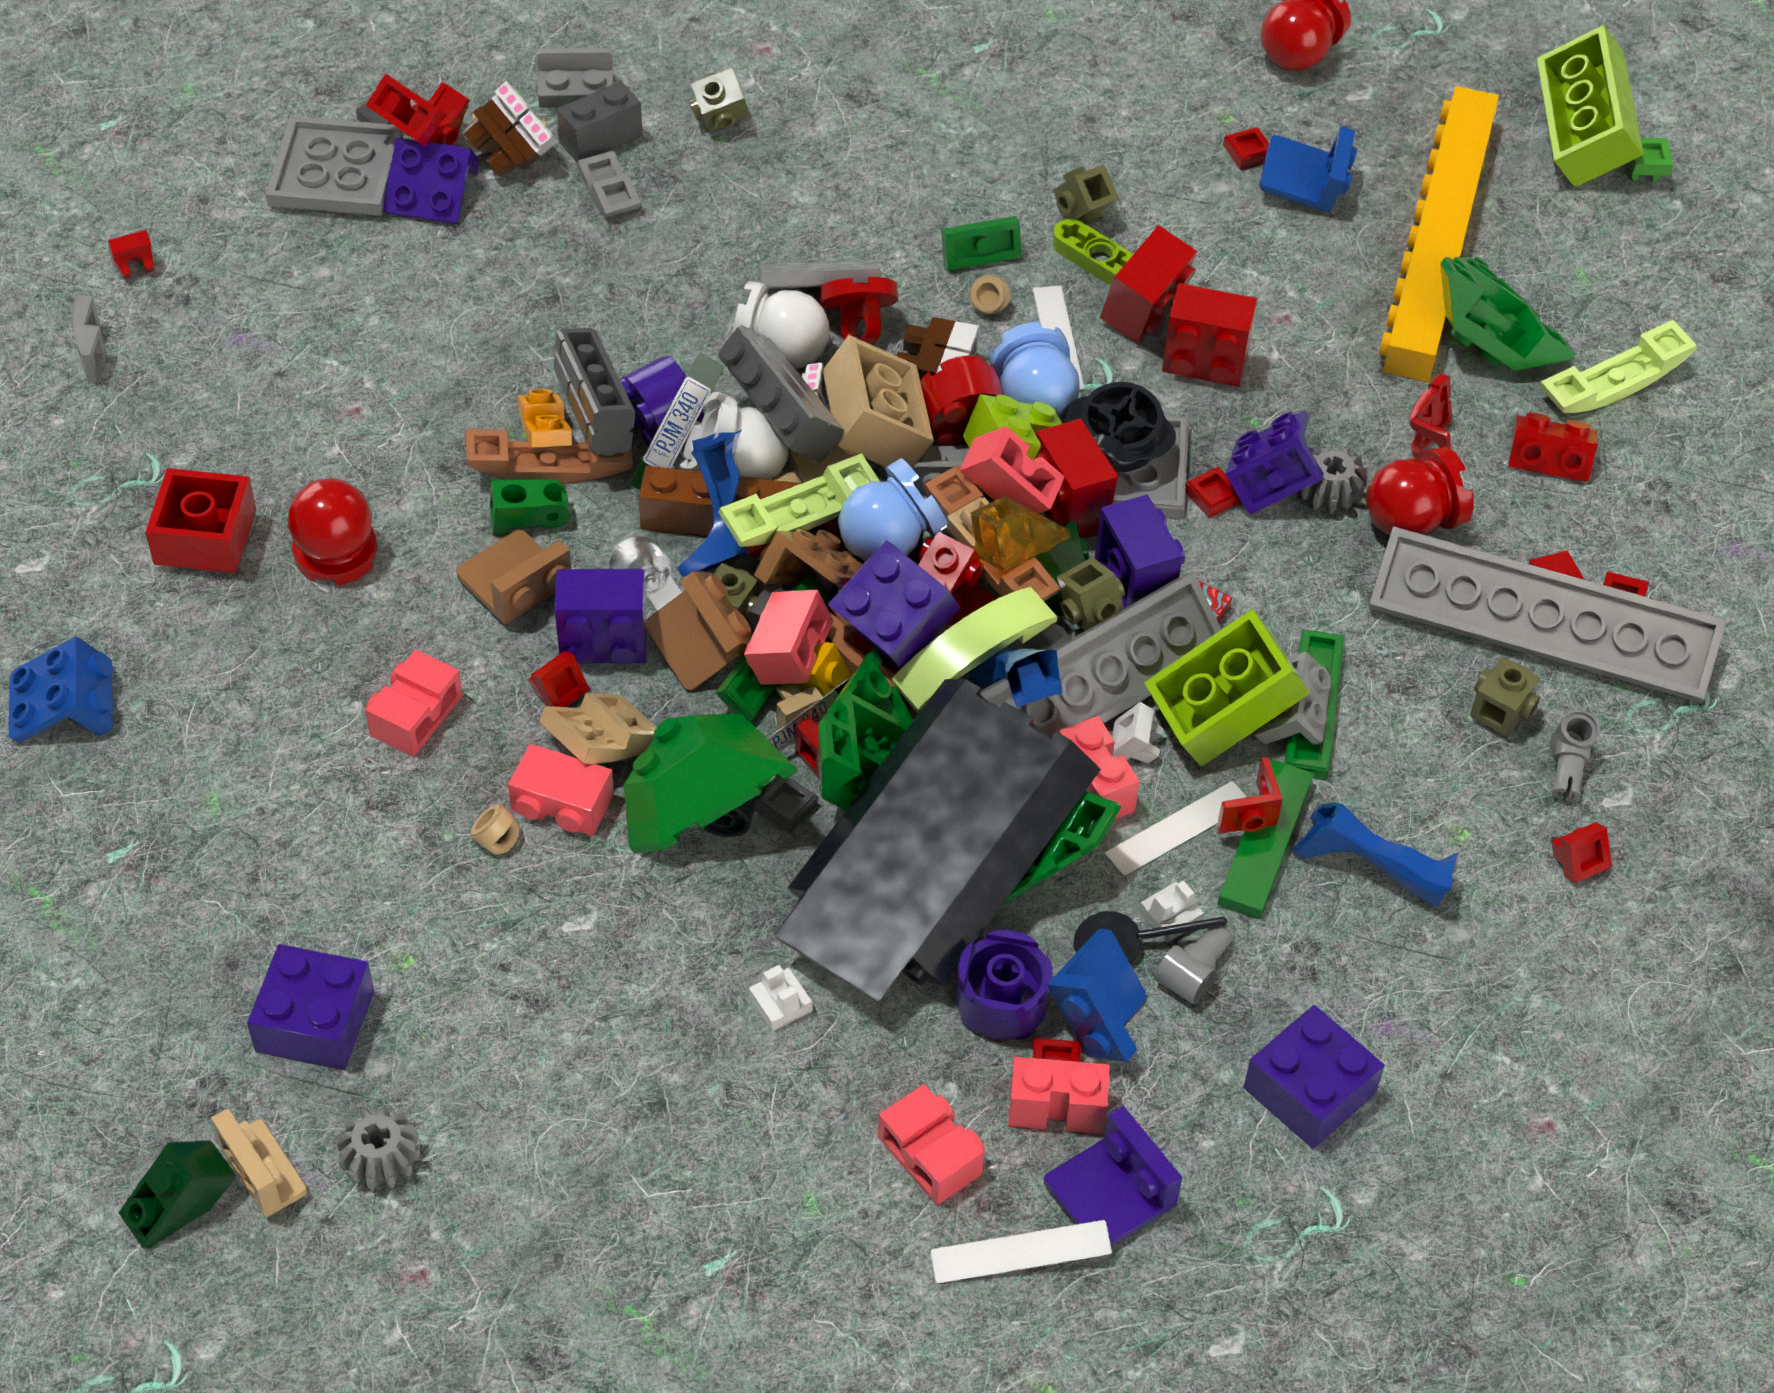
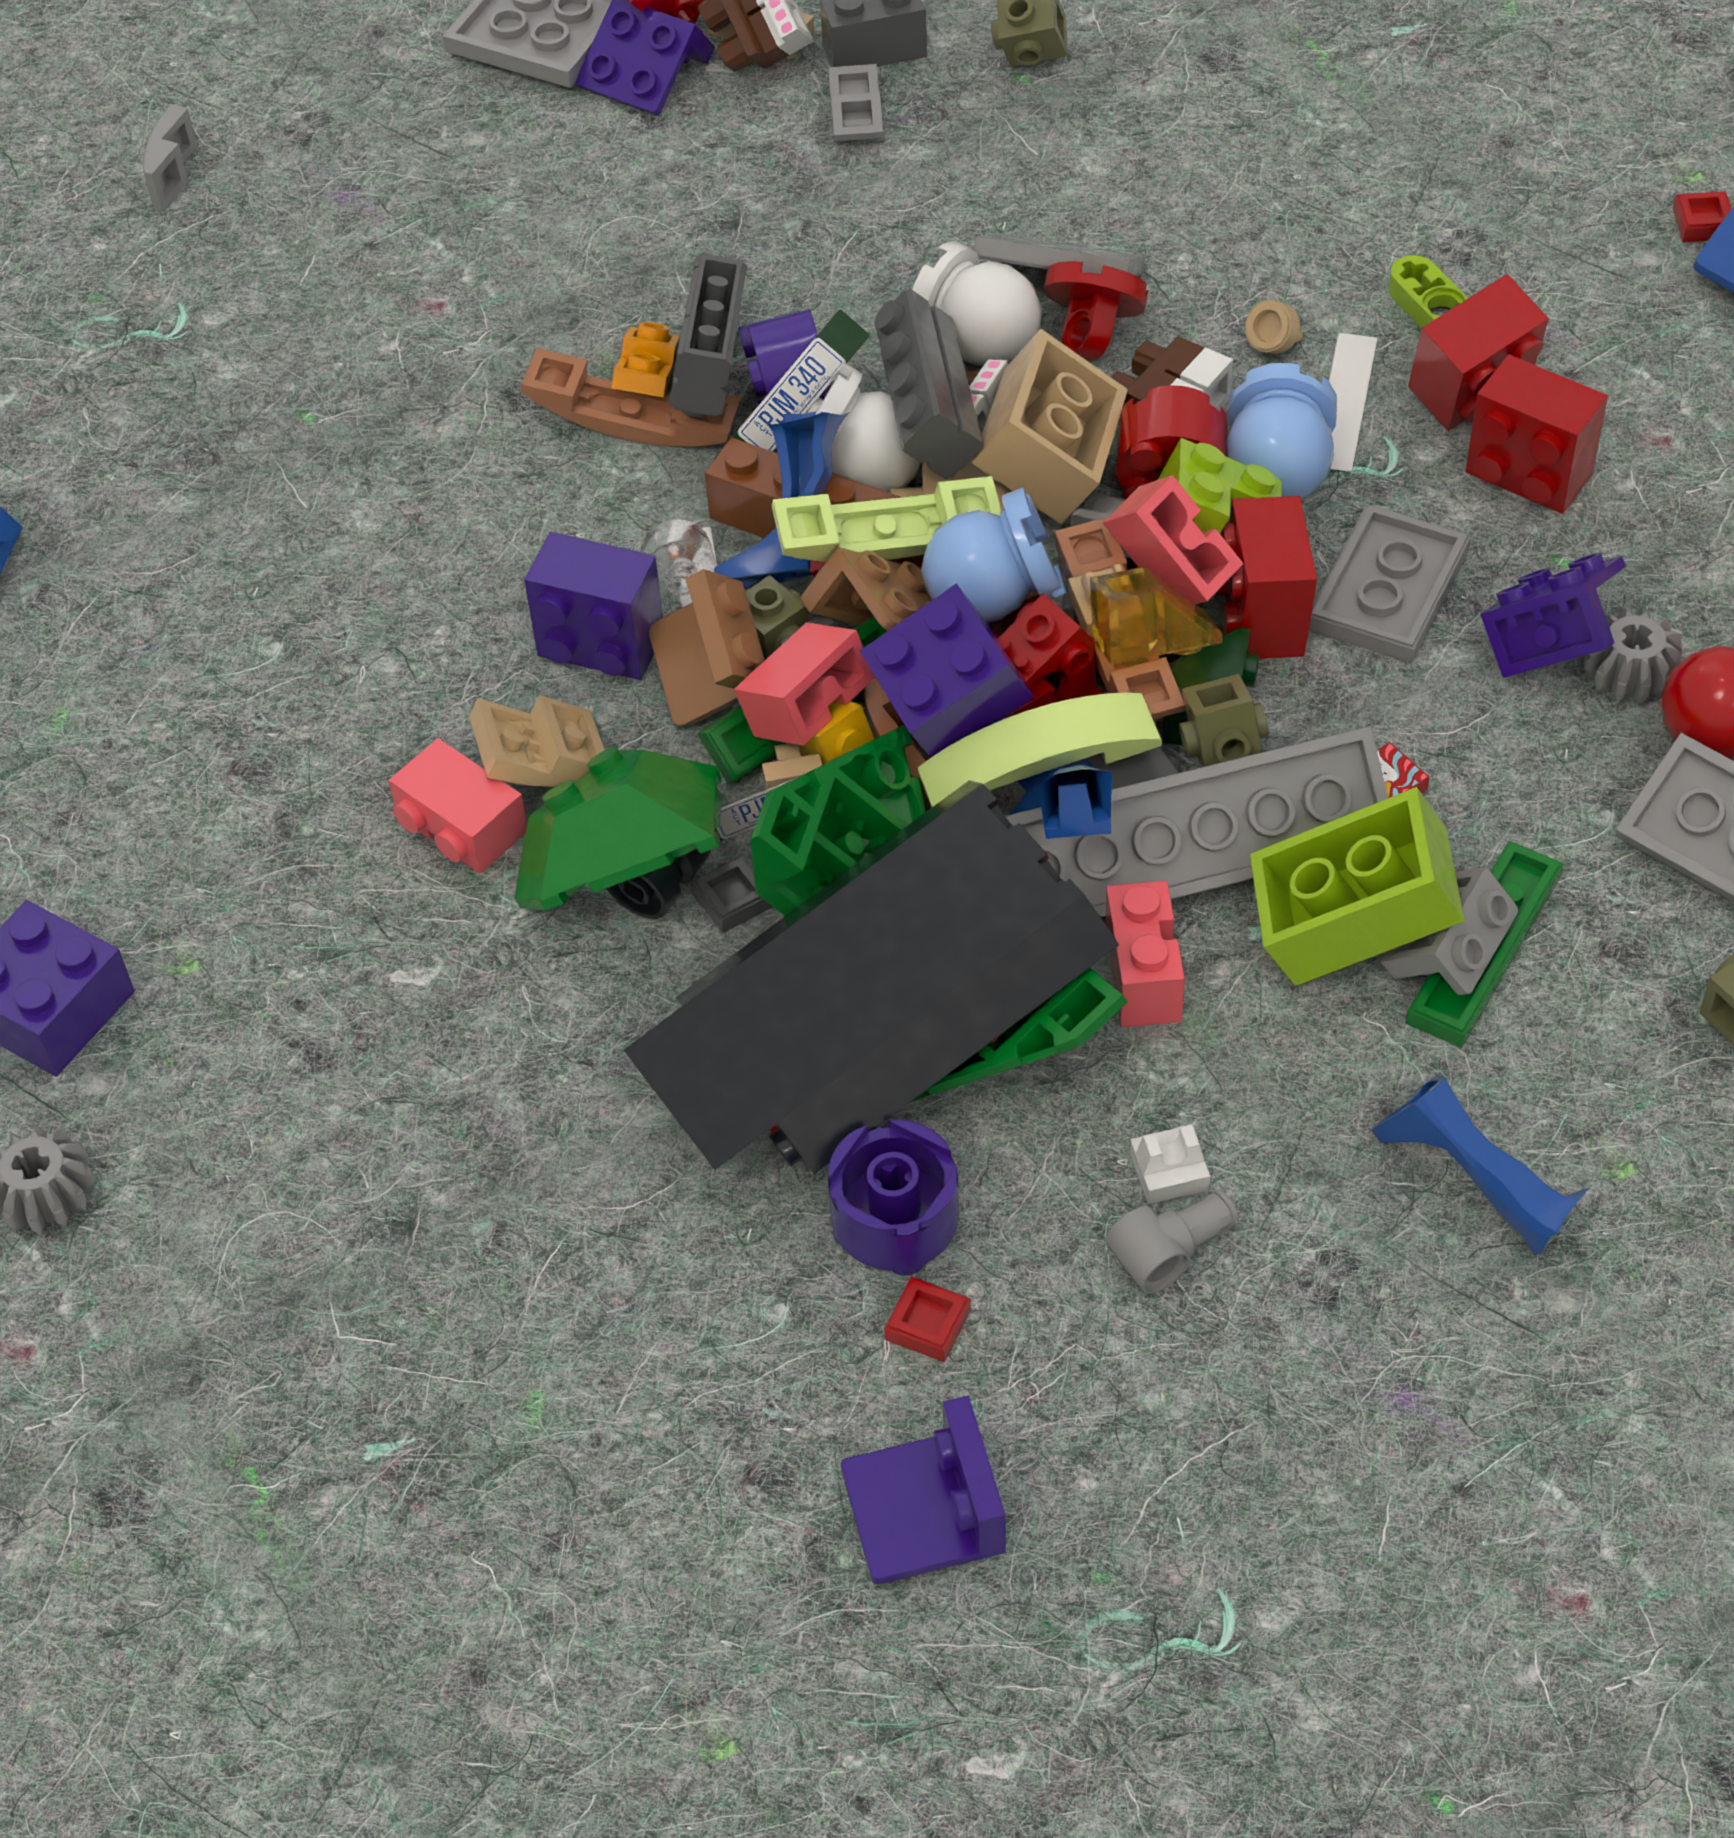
camera: 25 degrees right, 0 degrees up
(131, 248) = (260, 67): red tile -> none
(201, 520) = (187, 387): red brick -> none
(332, 531) = (329, 433): red tile -> none
(415, 703) = (336, 660): coral brick -> none
(492, 826) = (355, 828): tan tile -> none
(514, 574) = (512, 530): medium nougat bracket -> none
(527, 504) = (578, 455): green leg -> none
(559, 681) = (518, 674): red tile -> none
(780, 998) = (611, 1134): white tile -> none
(930, 1145) = (712, 1376): coral brick -> none
(981, 243) = (1289, 262): green tile -> none
(1021, 1251) = (771, 1551): white sticker -> none
(1059, 1092) = (902, 1351): coral brick -> none
(1086, 194) = (1449, 228): olive brick -> none
(1099, 996) = (1013, 1243): blue bracket -> none
(1120, 420) = (1364, 507): black piece -> none
(1127, 931) = (1076, 1177): black piece -> none
(1134, 733) = (1215, 918): white tile -> none
(1138, 547) = (1315, 677): dark purple brick -> none
(1172, 830) = (1230, 1057): white sticker -> none
(1212, 492) = (1462, 638): red tile -> none
(1254, 811) = (1326, 1059): red bracket -> none
(1263, 850) = (1340, 1102): green tile -> none
(1313, 1076) = (1262, 1434): dark purple brick -> none

